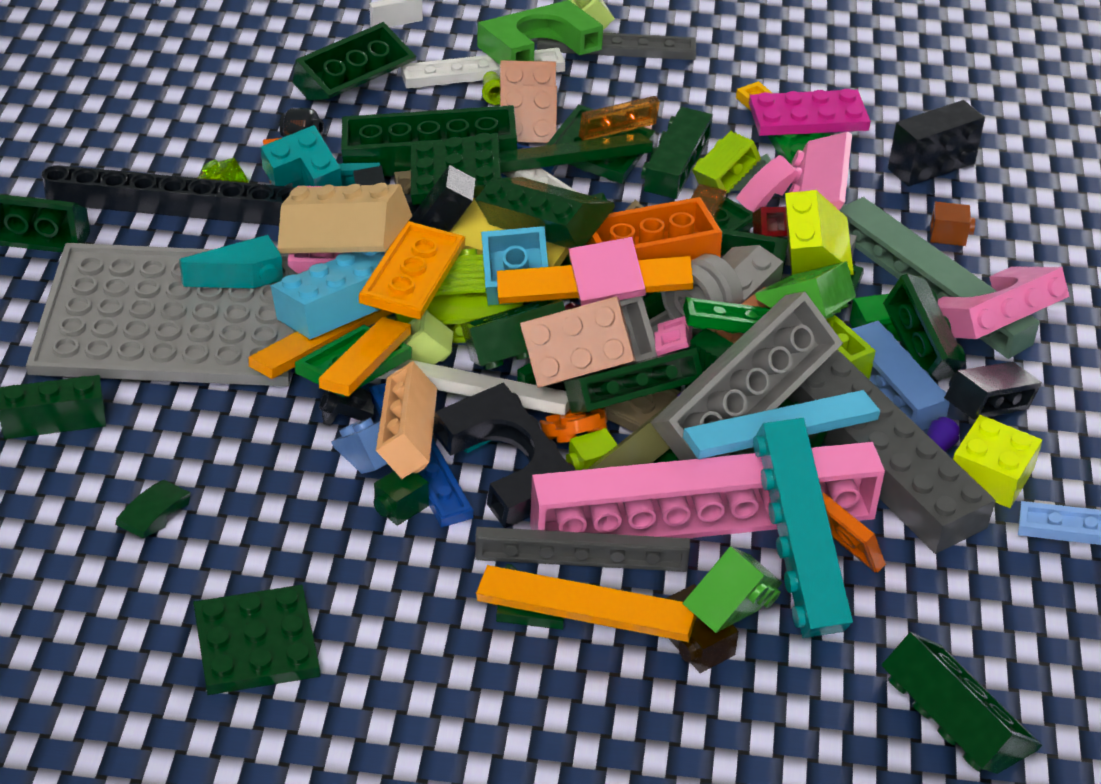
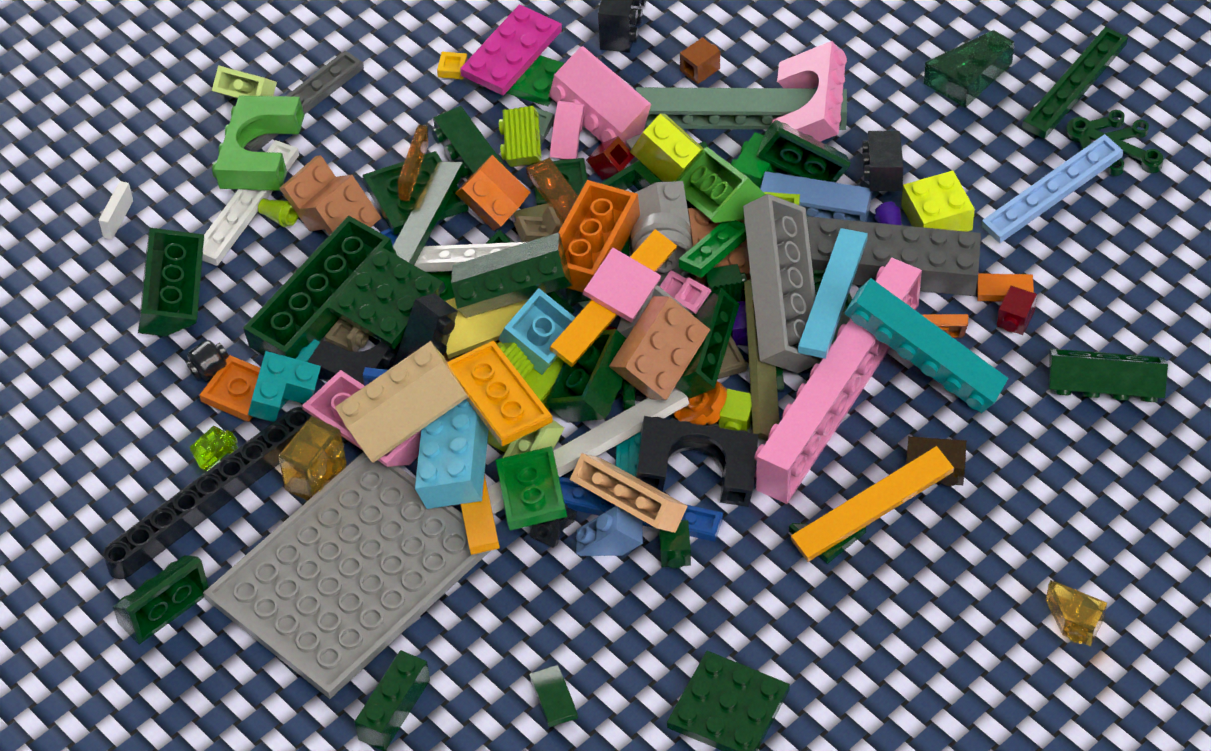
camera: 45 degrees left, 10 degrees up
(234, 266) = (355, 496): teal slope -> none
(251, 214) = (312, 458): none -> clear yellow brick
(364, 356) = (546, 477): light orange tile -> none
(582, 549) = (814, 477): dark grey tile -> none
(645, 173) = (493, 193): none -> orange slope
(733, 590) = (943, 418): bright green wedge -> none
(949, 588) = (1016, 310): none -> dark red brick
(970, 568) = (995, 286): none -> orange tile

